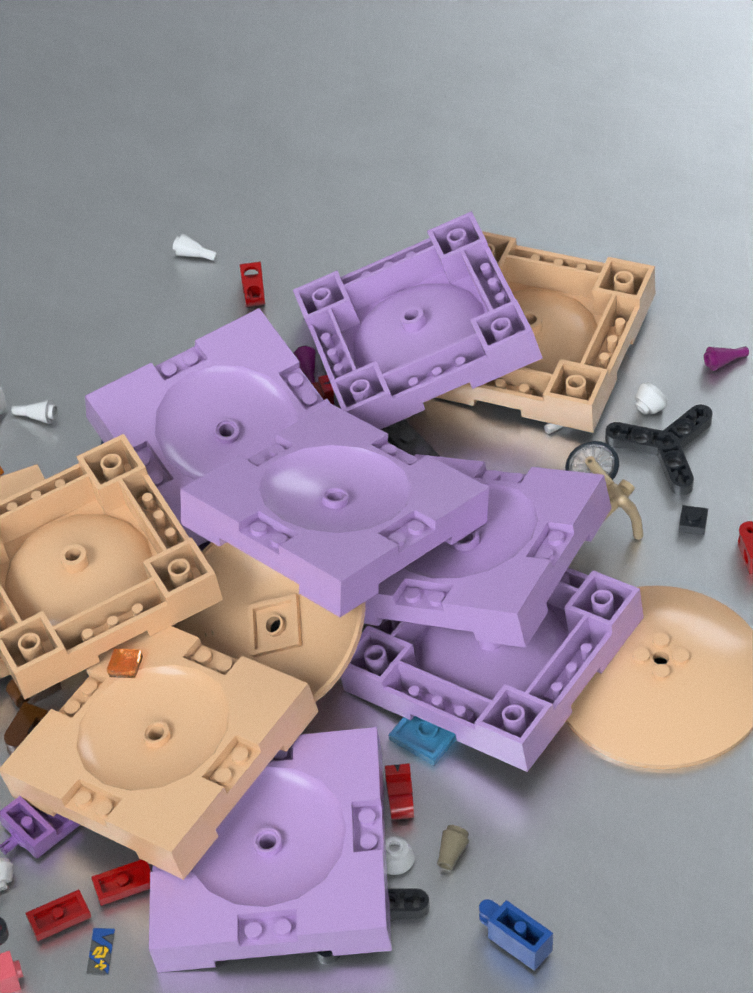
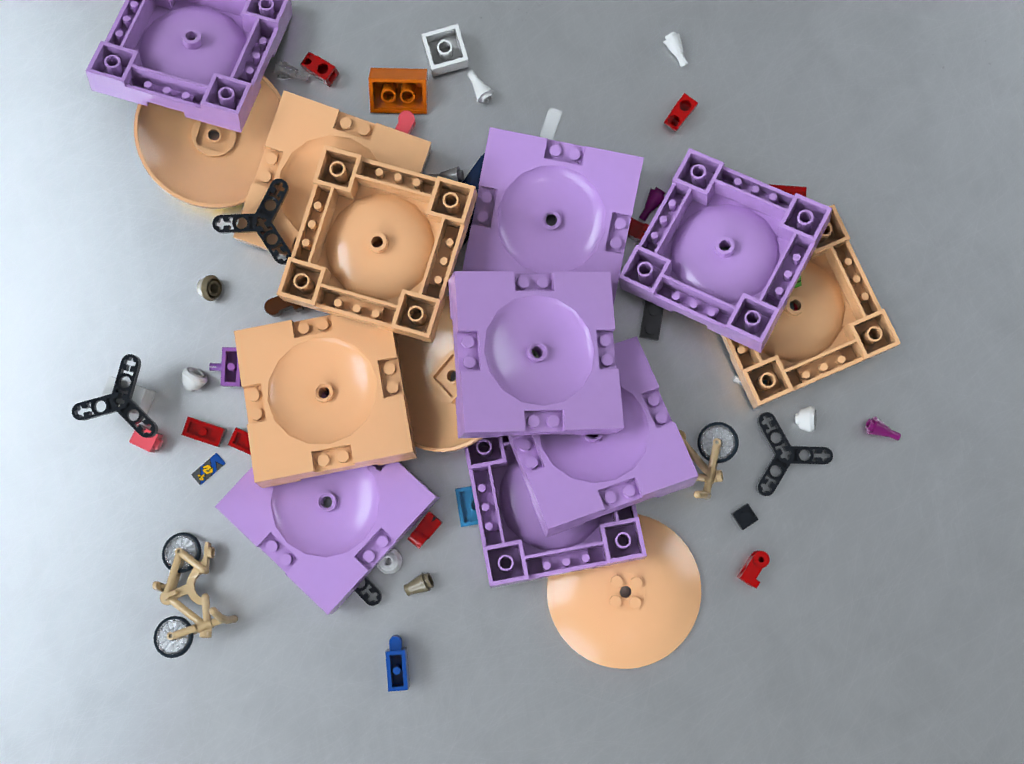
camera: 40 degrees right, 35 degrees up
(124, 663) = (347, 333): clear orange tile -> none

